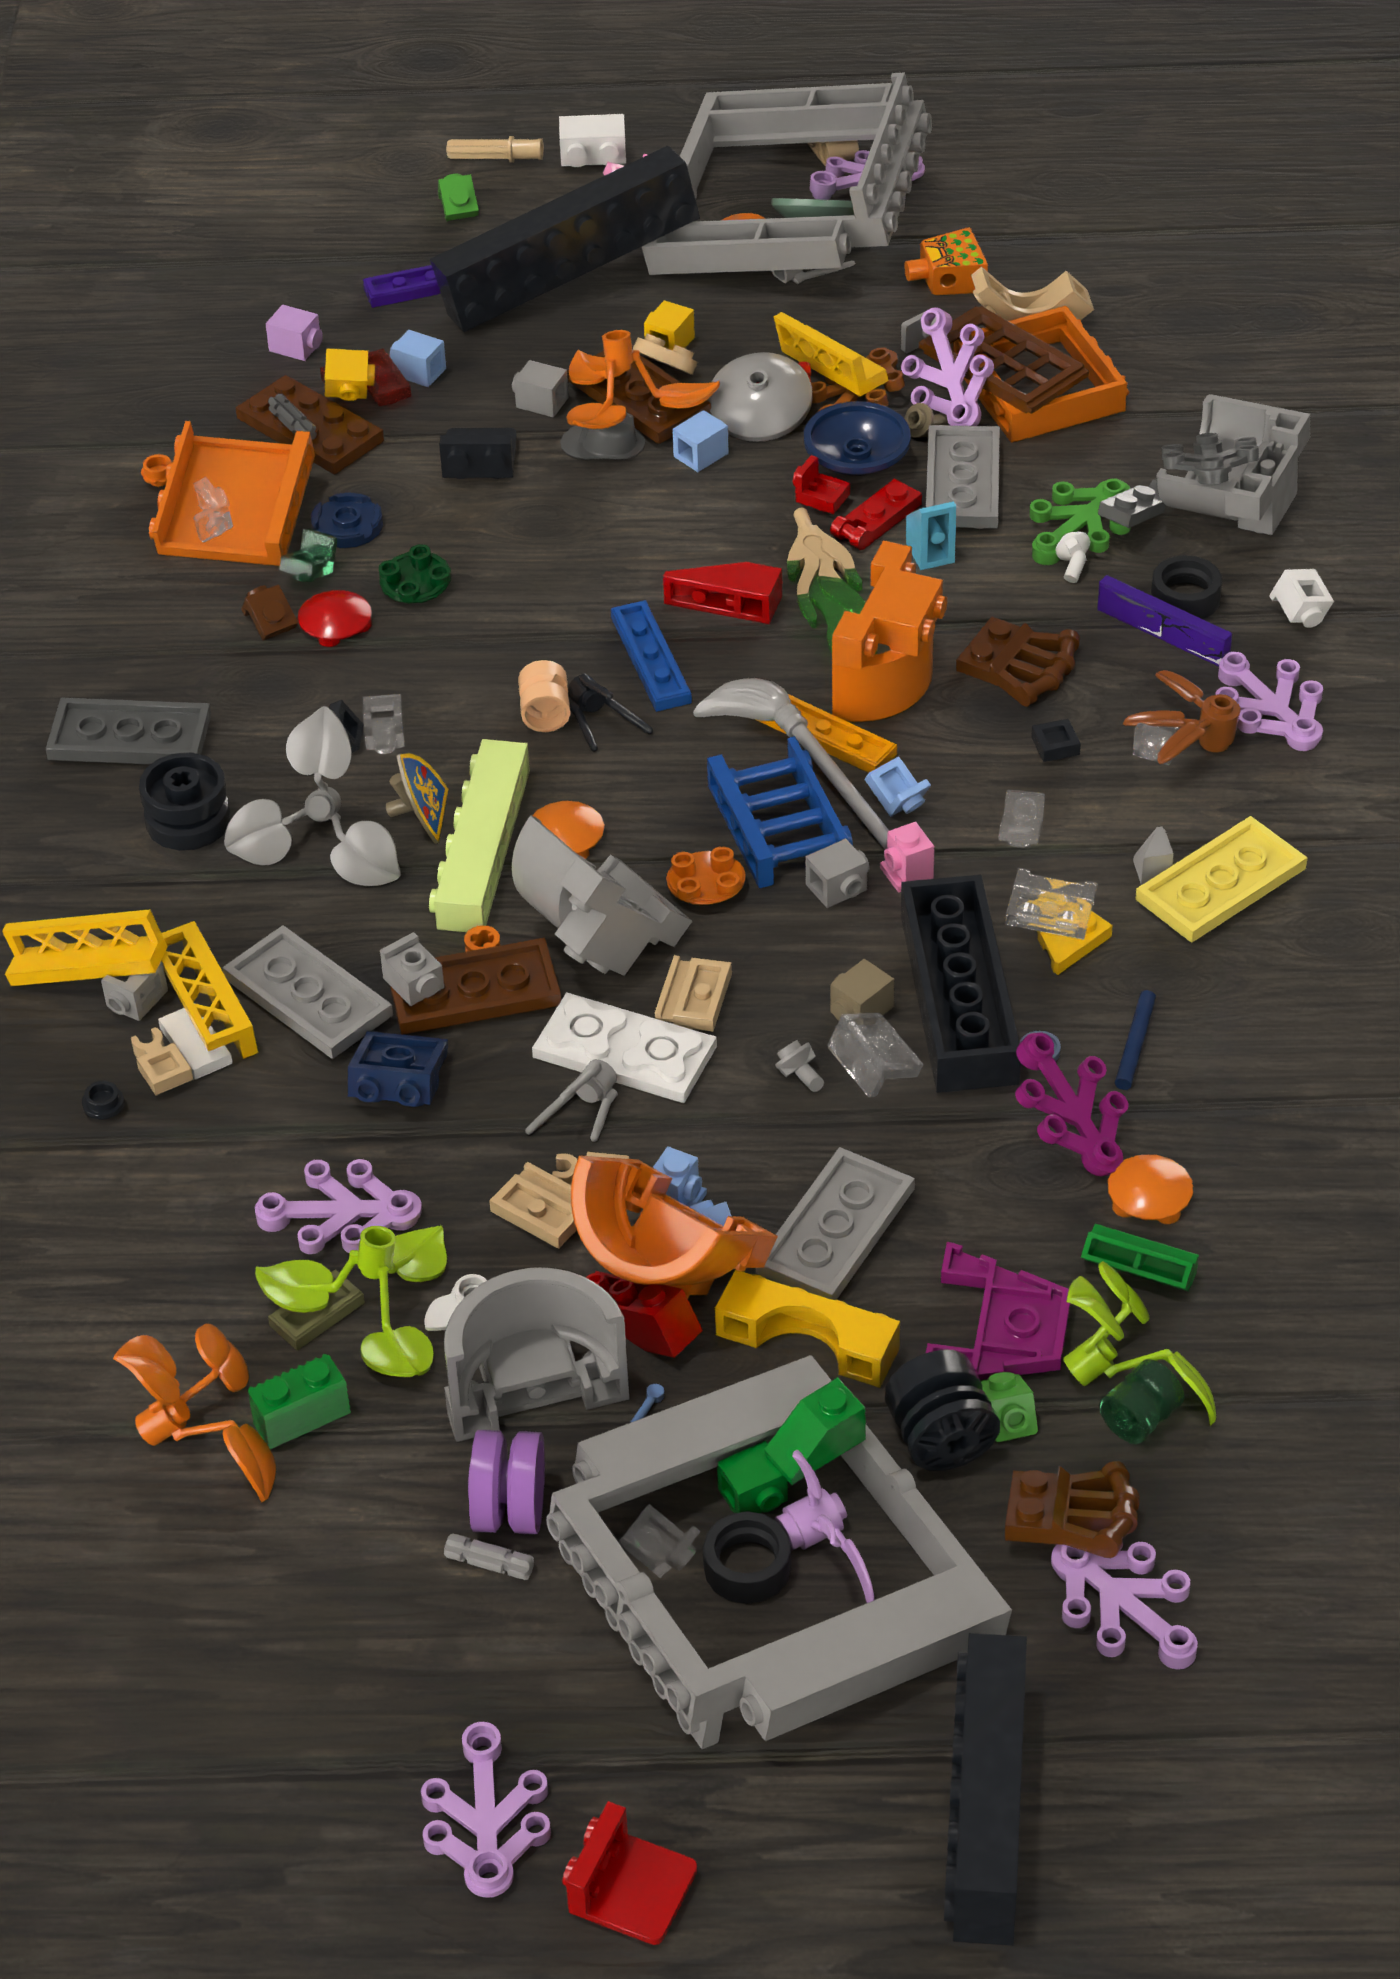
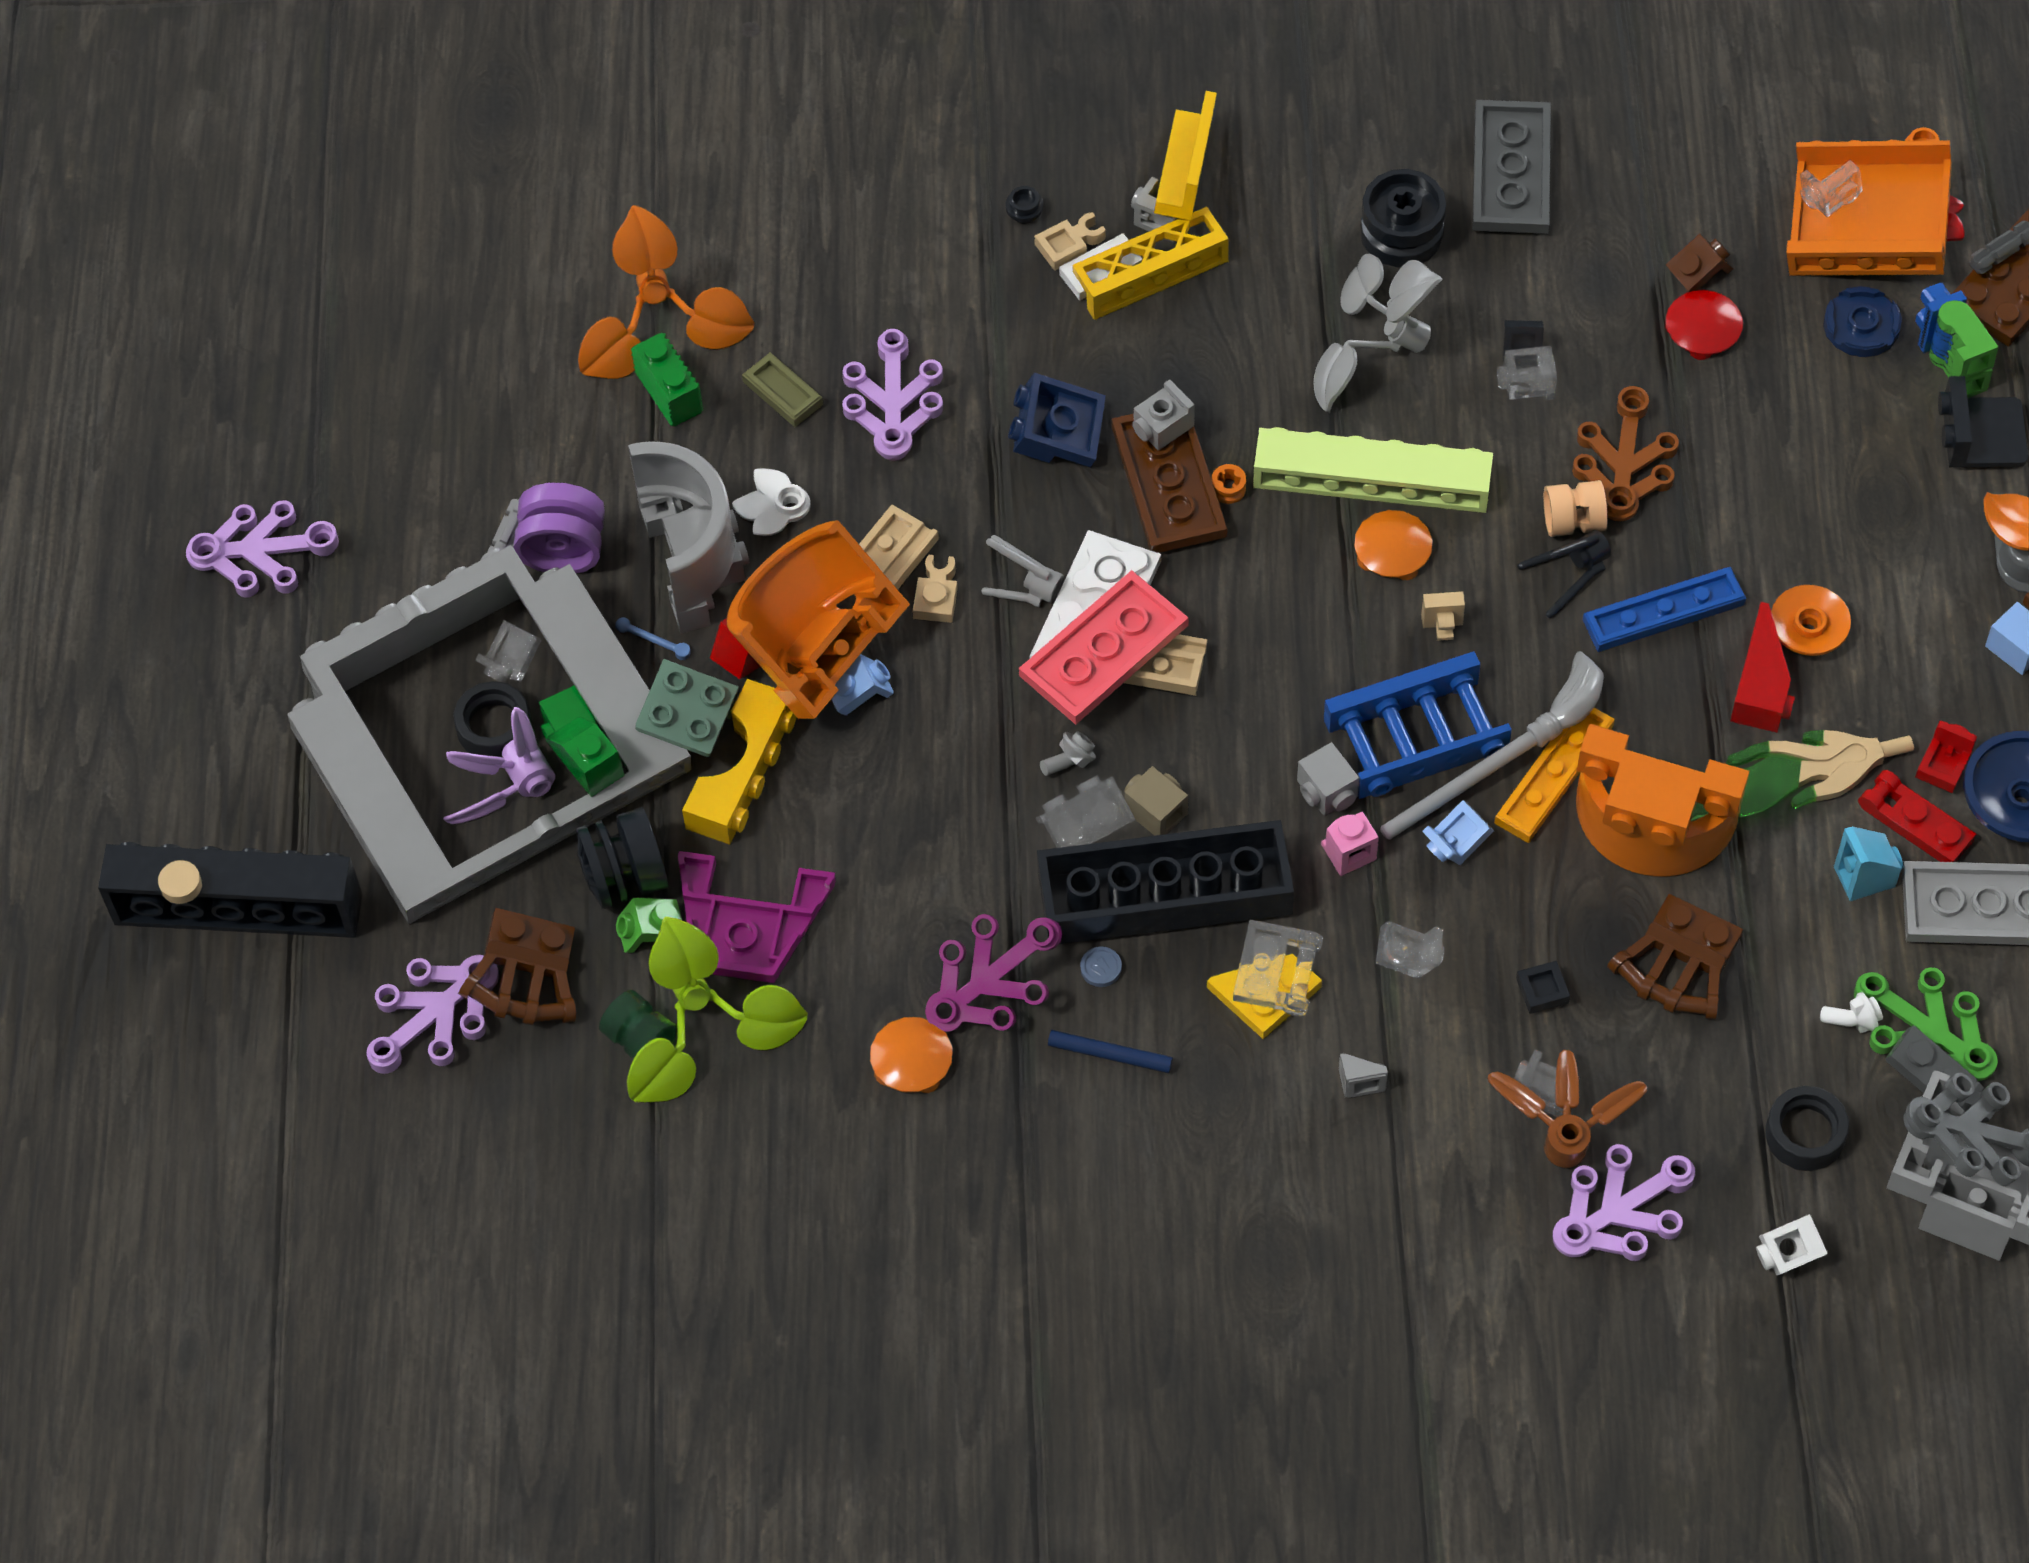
camera: 90 degrees right, 15 degrees up
(307, 991) = (1159, 343): light grey plate -> none
(314, 557) = (1782, 290): clear green bracket -> none
(392, 449) = (1956, 338): none -> bright green hips
(413, 1255) = (798, 371): lime plant -> none
(415, 575) = (1769, 386): dark green dish -> none
(420, 792) = (1418, 410): shield -> none
(425, 663) = (1624, 461): none -> dark orange plant
(598, 912) = (1248, 562): light grey piece -> none
(626, 1879) = (185, 642): red bracket -> none
(655, 790) = (1443, 612): none -> tan tile
(673, 553) = (1815, 607): none -> orange dish
(685, 1176) = (909, 650): light blue brick -> none
(690, 1019) = (1103, 647): none -> coral plate
(705, 876) = (1324, 666): orange dish -> none
(752, 1355) = (686, 708): none -> sand green bracket
(836, 1224) = (864, 784): light grey plate -> none
(1012, 1796) = (180, 882): none -> tan tile
(1141, 1257) = (815, 1039): green piece -> none
(1163, 620) = (1743, 1100): dark purple tile -> none
(1221, 879) = (1335, 1139): light yellow plate -> none

